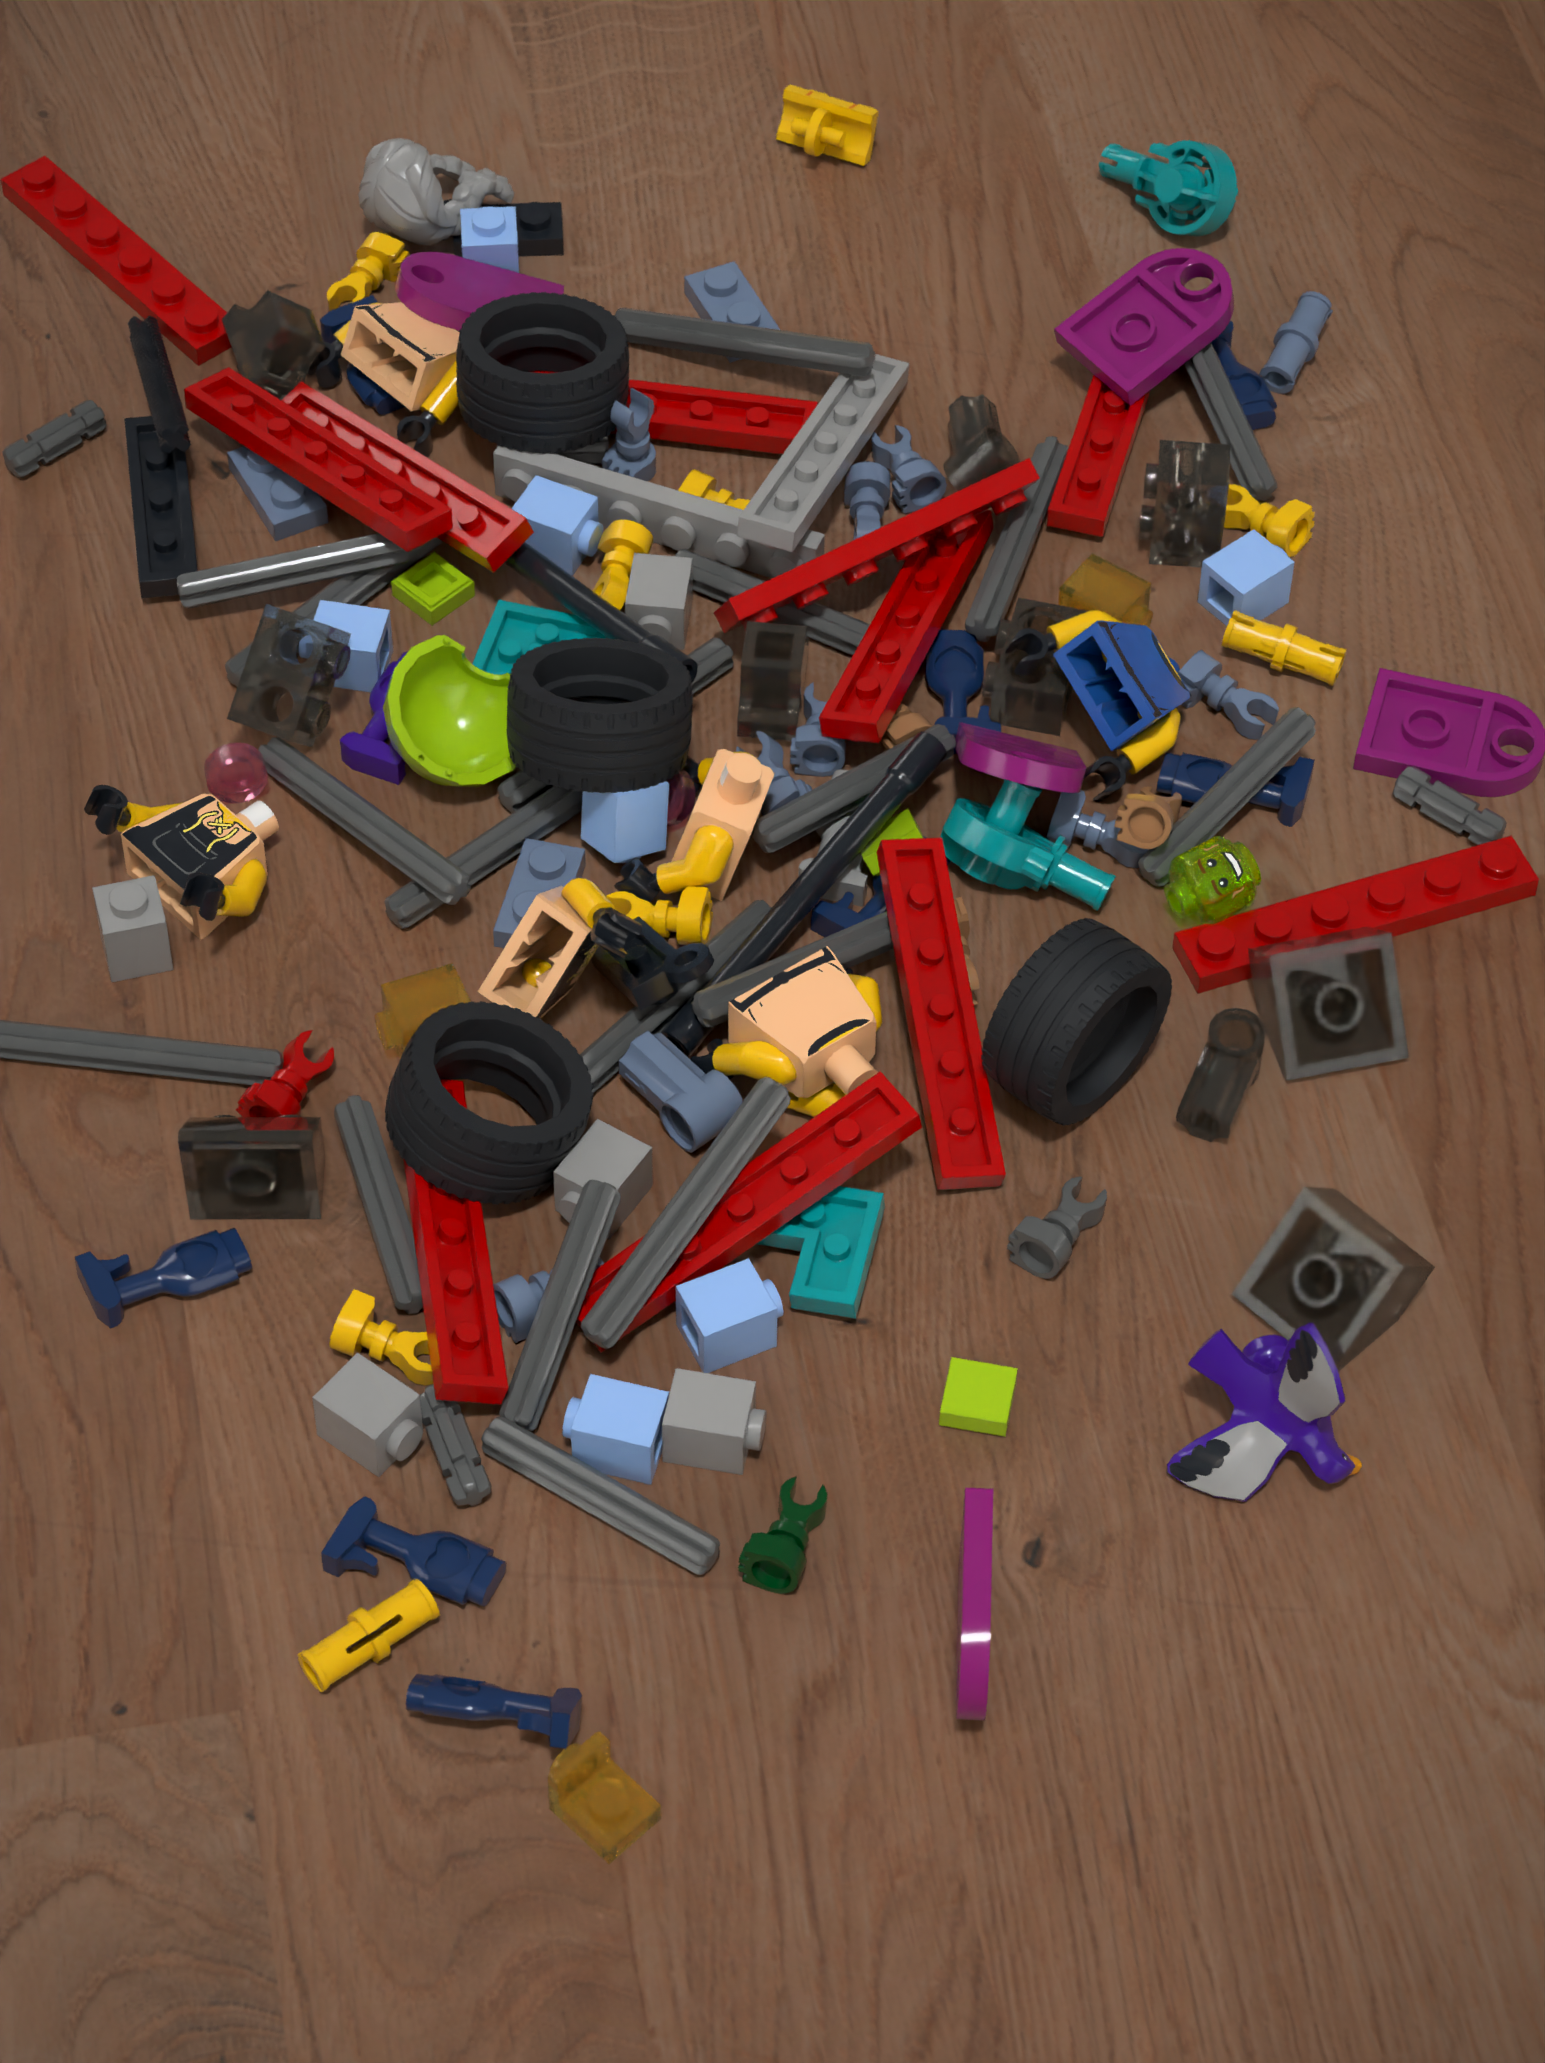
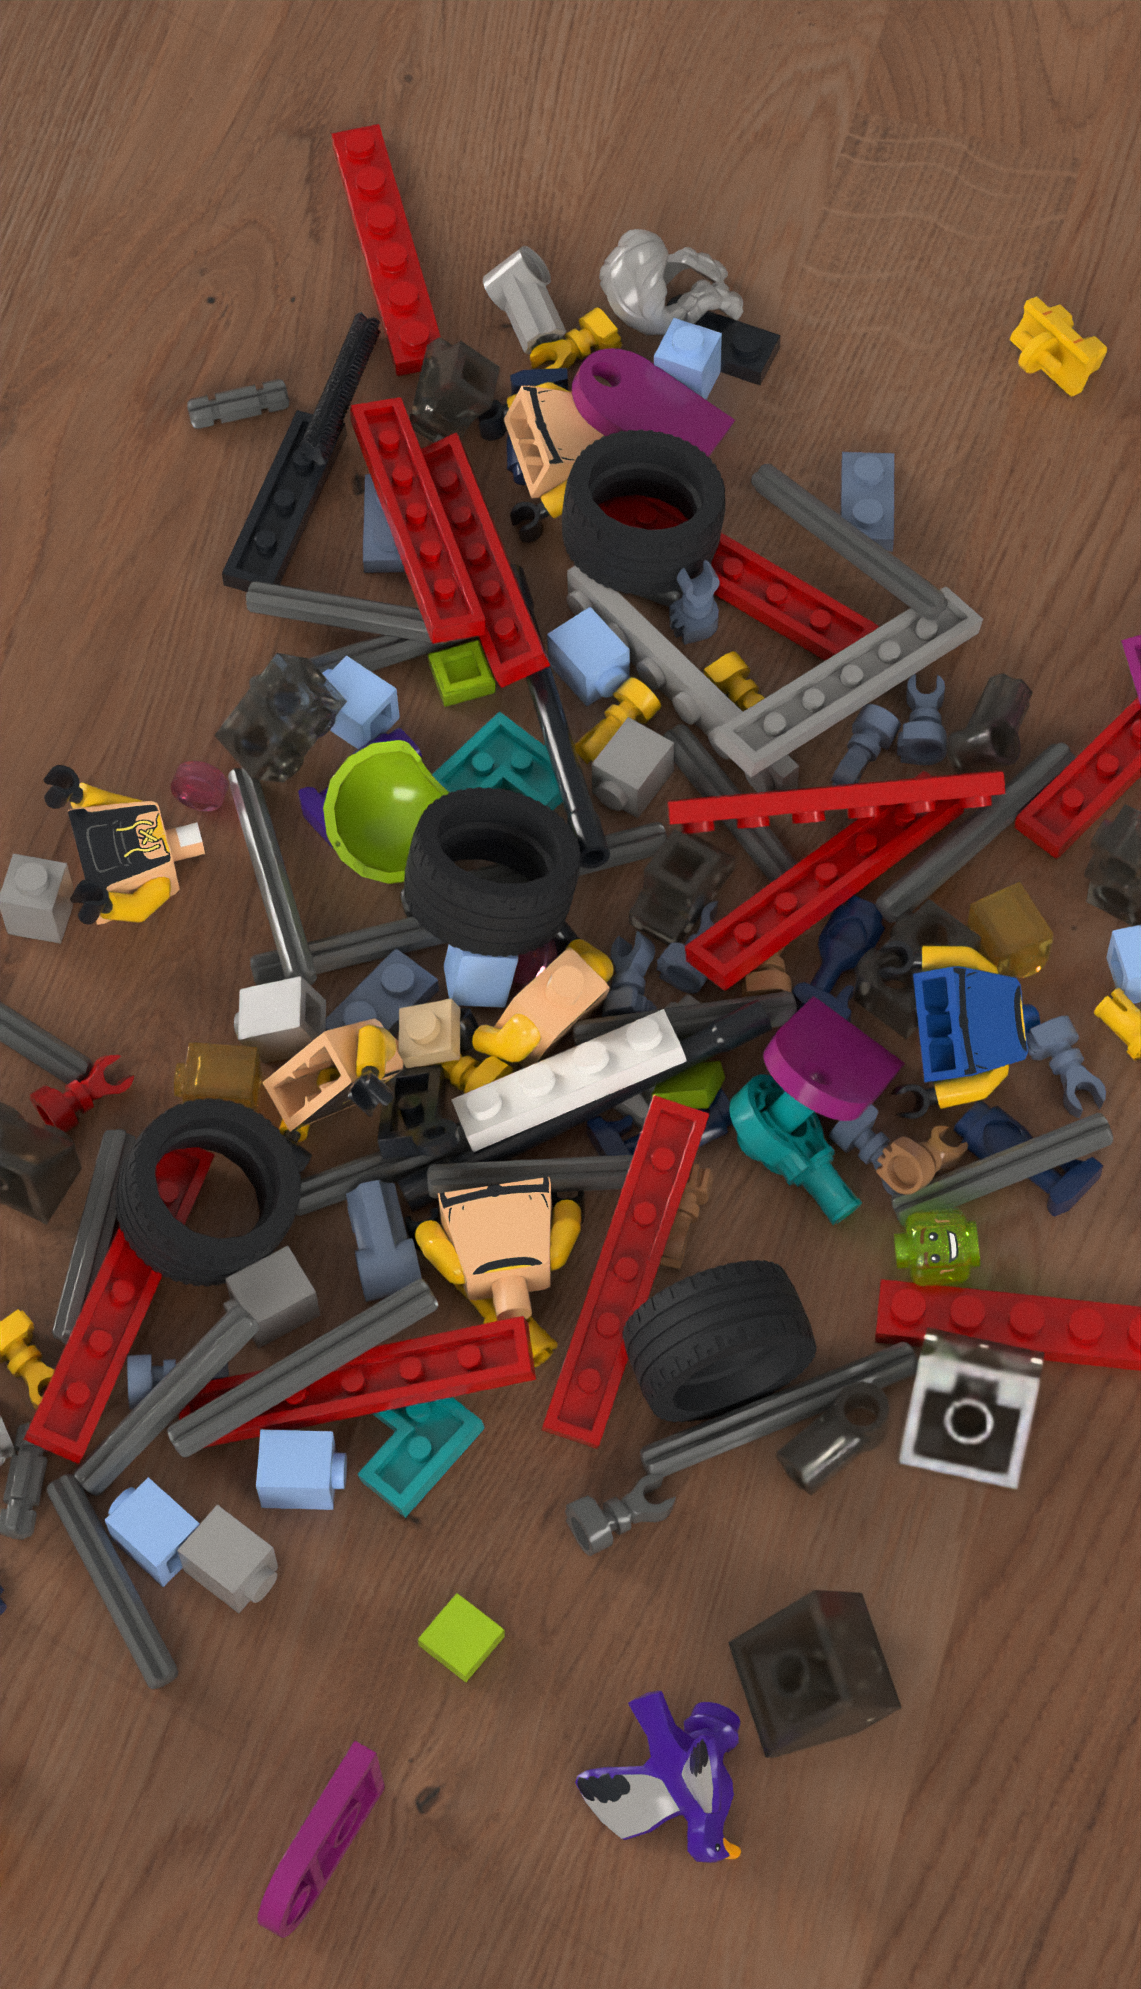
camera: 30 degrees right, 10 degrees up
(287, 246) = (521, 292): none -> light grey piece
(454, 931) = (280, 1018): none -> brick
(620, 883) = (429, 1033): none -> tan plate
(778, 1557) = (212, 1708): dark green piece -> none
(783, 868) = (568, 1080): none -> white plate
(1145, 1085) = (775, 1411): none -> dark grey axle

